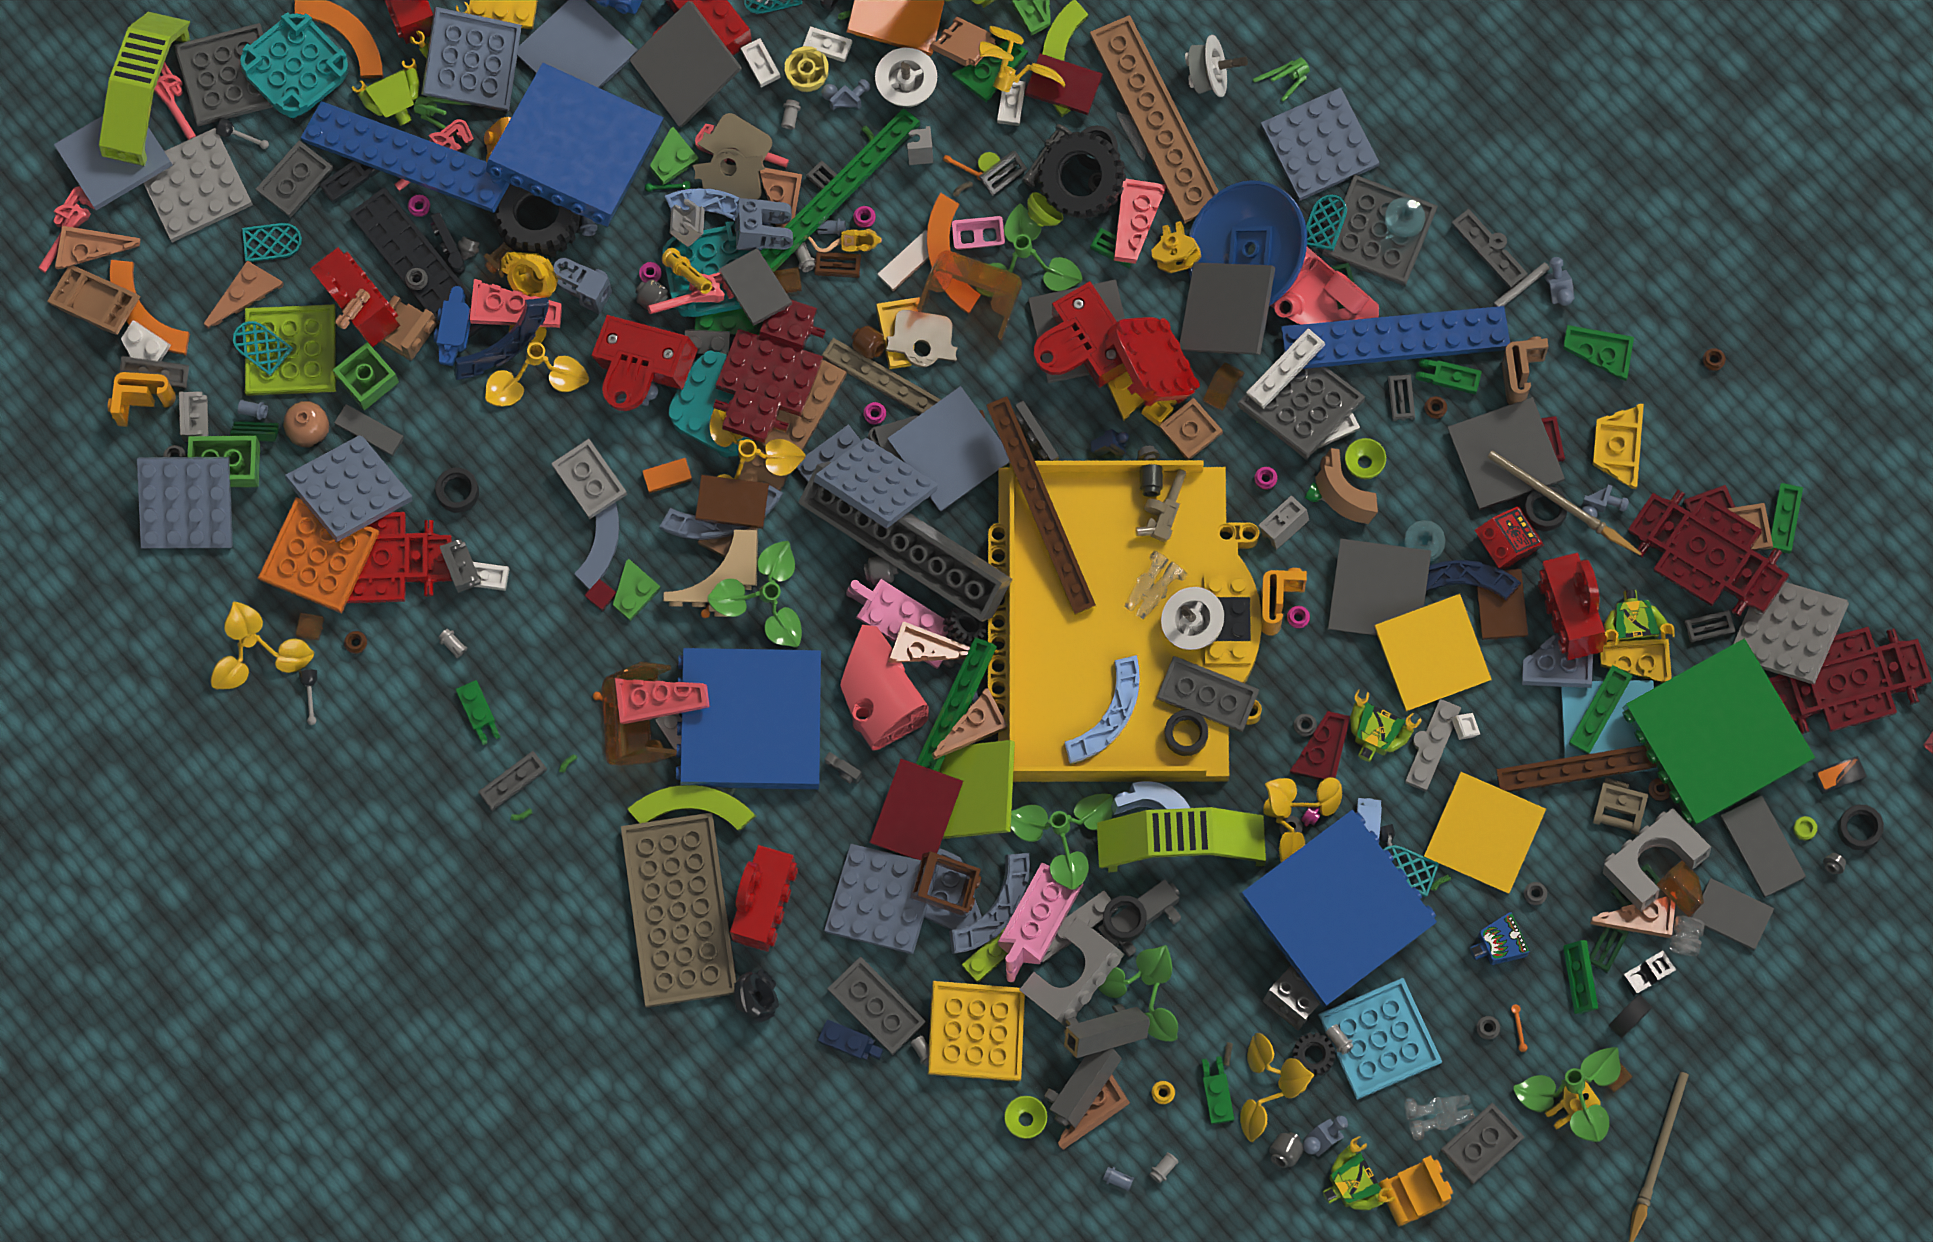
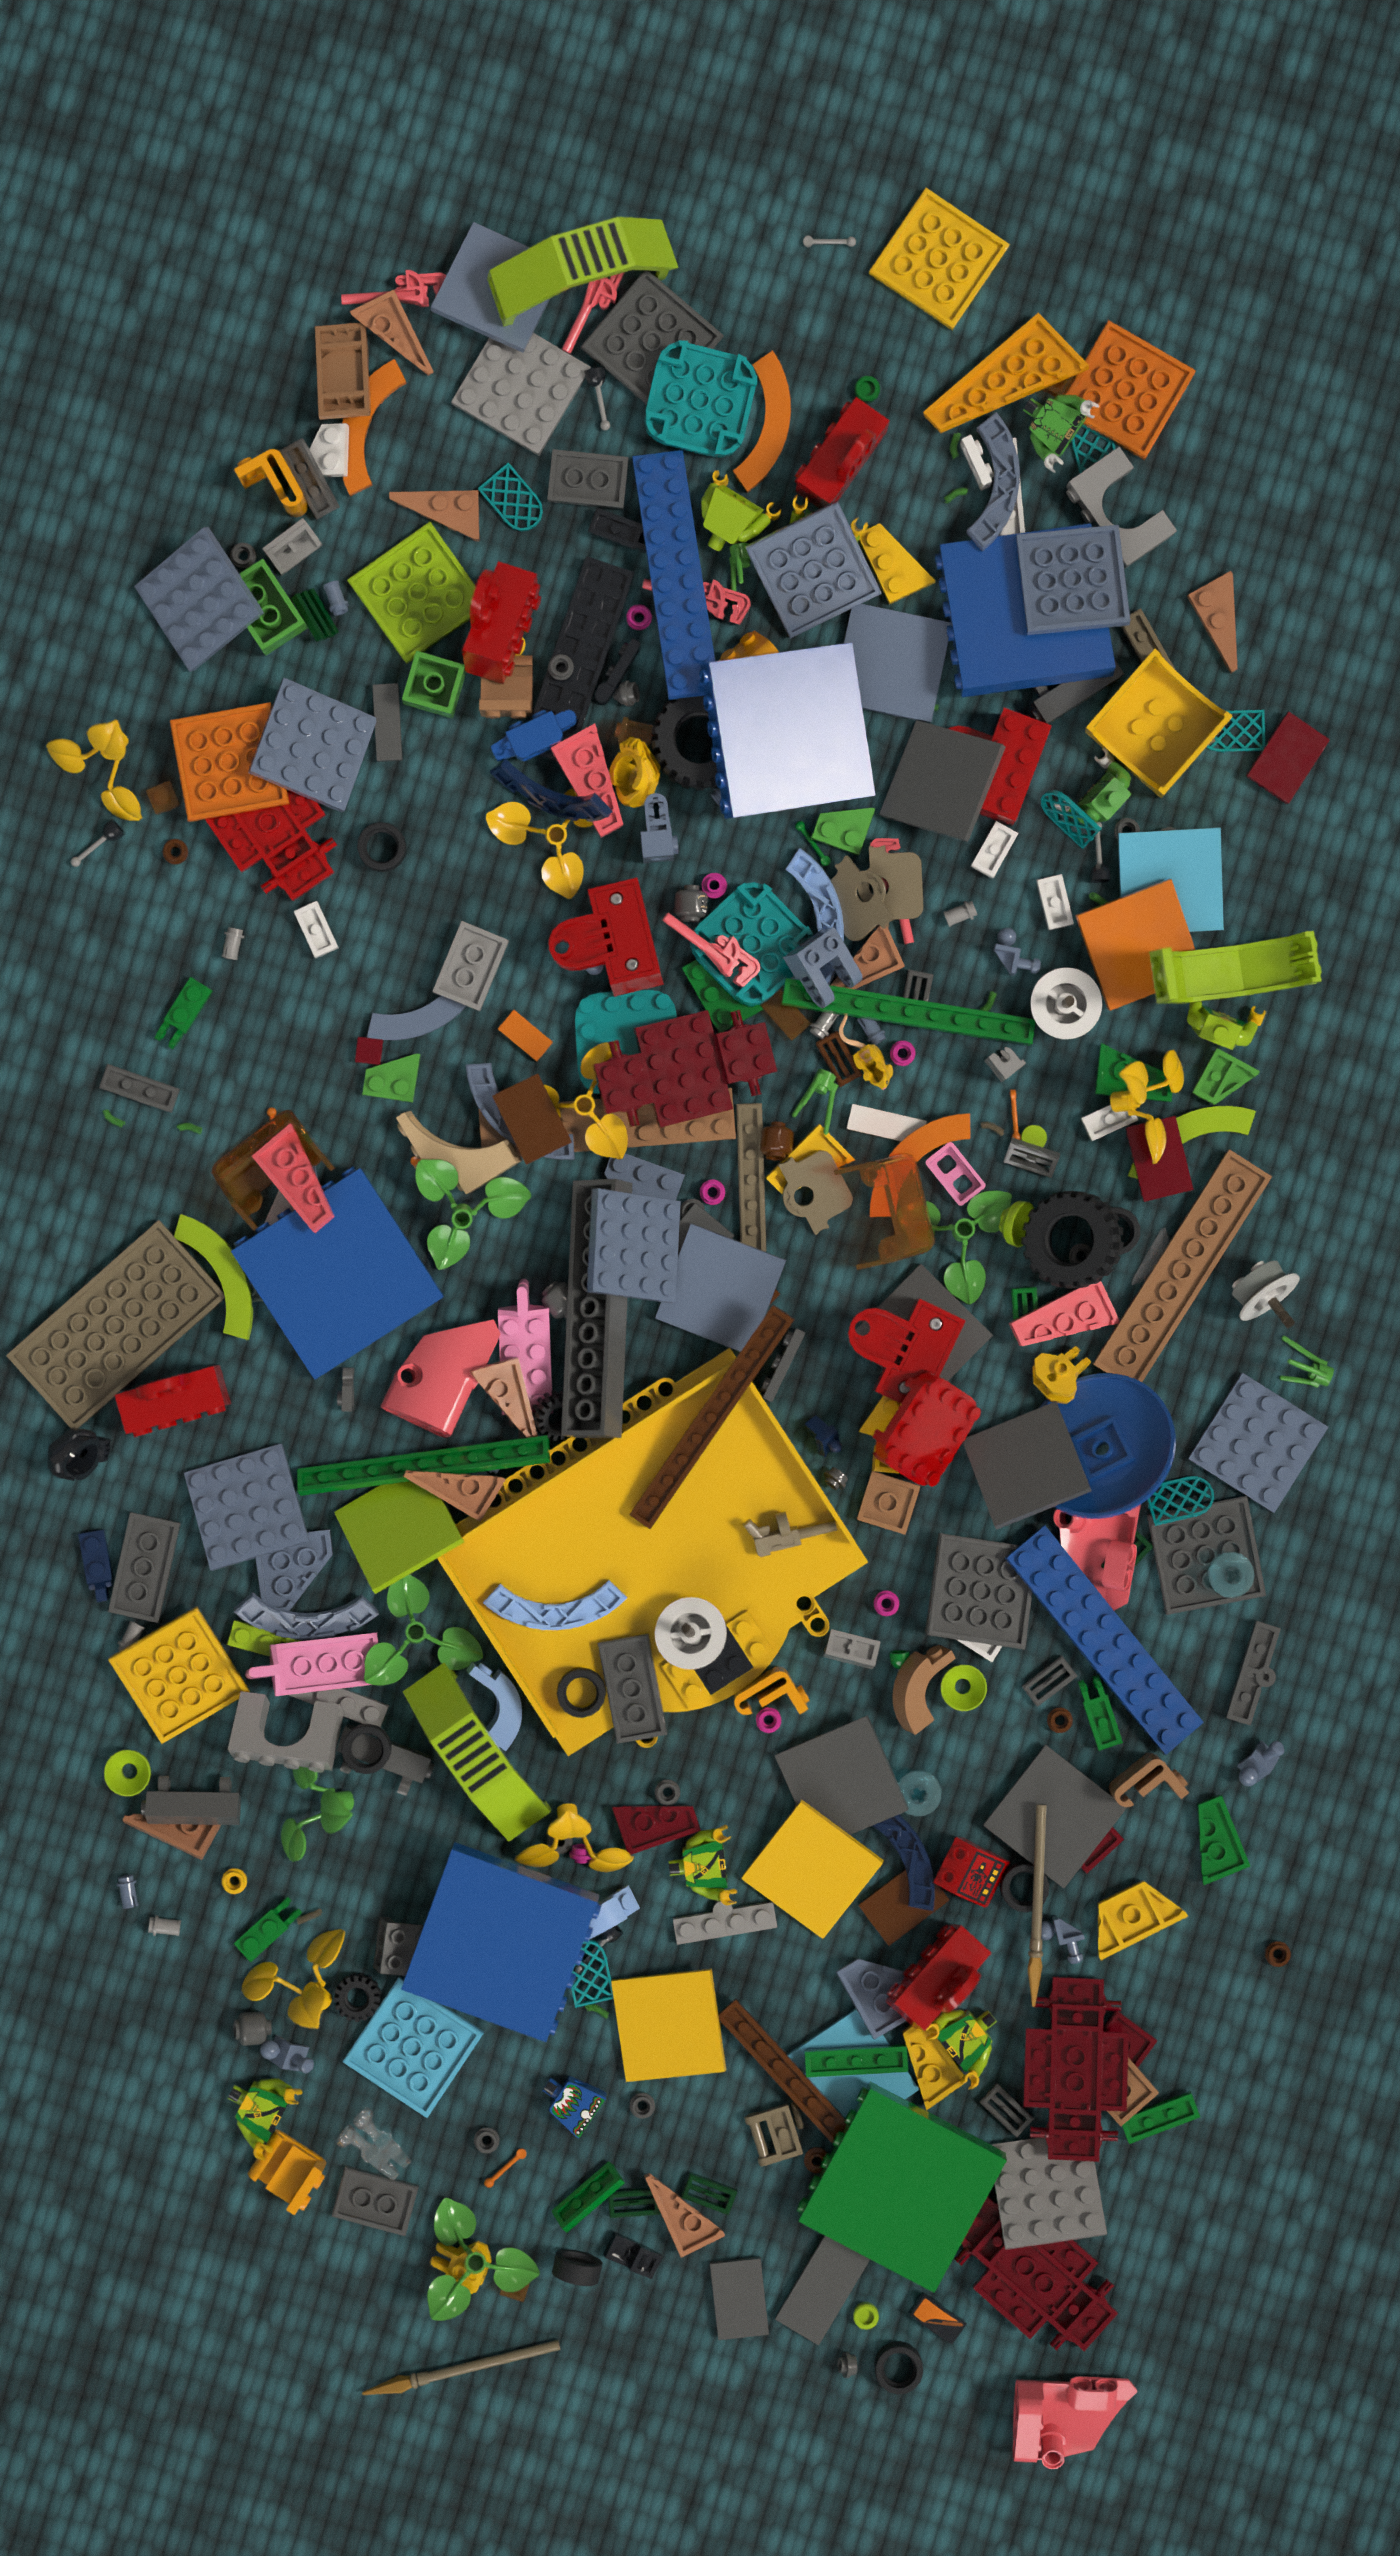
camera: 55 degrees right, 15 degrees up
(288, 349) = (381, 589): teal window -> none
(306, 424) = (354, 658): nougat cylinder -> none
(352, 308) = (477, 633): nougat axle -> none
(460, 565) = (307, 902): dark grey hinge -> none
(682, 267) = (732, 916): yellow pin -> none
(687, 224) = (782, 890): light grey hinge -> none
(710, 340) = (680, 986): dark grey plate -> none
(755, 287) = (756, 1001): dark grey tile -> none
(806, 69) = (1013, 901): light yellow cylinder -> none
(848, 285) = (822, 1082): none -> bright green plant
(916, 810) = (346, 1488): dark red sticker -> none
(925, 875) = (283, 1540): reddish brown window -> none
(962, 43) = (1139, 1036): nougat plate -> none
(1031, 176) = (1100, 1188): dark grey pin -> none
(1106, 1031) = (248, 1799): dark grey brick -> none
(1150, 592) = (696, 1571): clear piece -> none
(1151, 480) = (806, 1503): pearl dark grey brick -> none
(1223, 386) = (953, 1505): clear orange slope -> none
(1285, 368) = (1002, 1559): white tile -> none
(1339, 1039) = (384, 2014): light grey pin -> none
(1465, 726) = (761, 1943): white tile -> none
(1522, 285) = (1236, 1726): light grey bar -> none
(1669, 832) = (716, 2176): light grey arch -> none
(1682, 888) = (731, 2241): clear orange slope -> none
(1687, 936) = (689, 2272): clear wheel -> none

